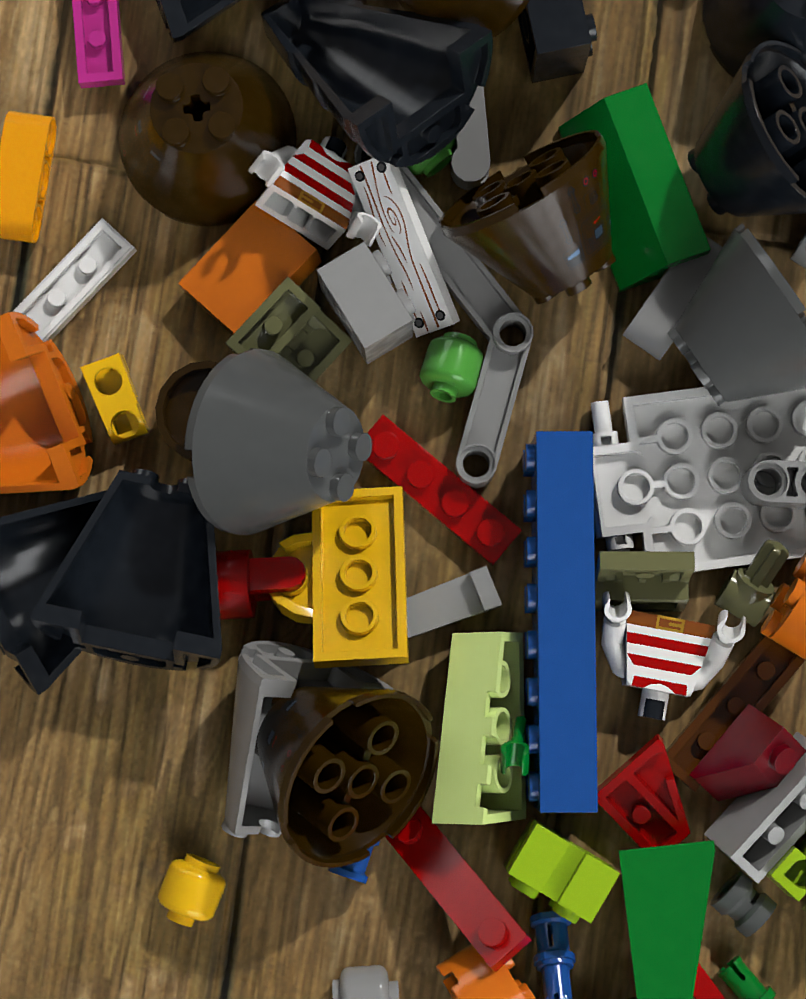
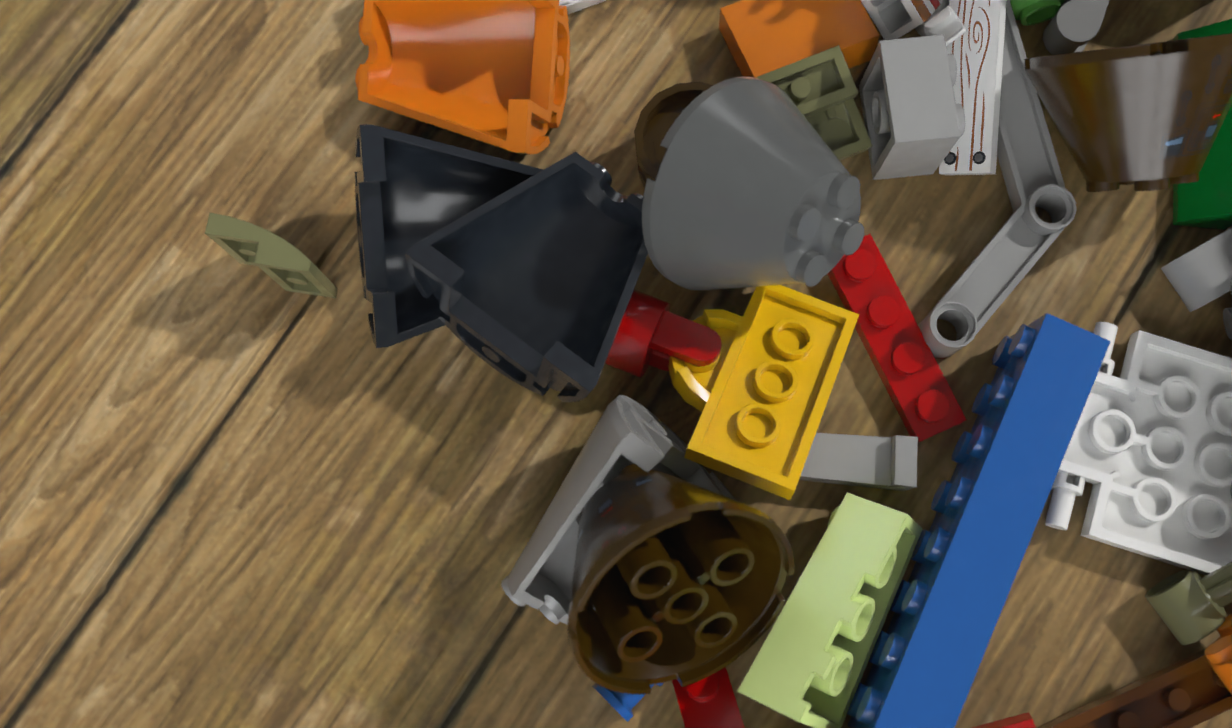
camera: 25 degrees right, 5 degrees down
(115, 398) = (602, 91): yellow leg -> none
(191, 889) = (436, 636): yellow head -> none
(451, 366) = (967, 216): bright green head -> none
(516, 751) = (868, 654): green hand -> none
(651, 578) = (1093, 535): olive slope -> none
(664, 652) = (1074, 626): torso -> none

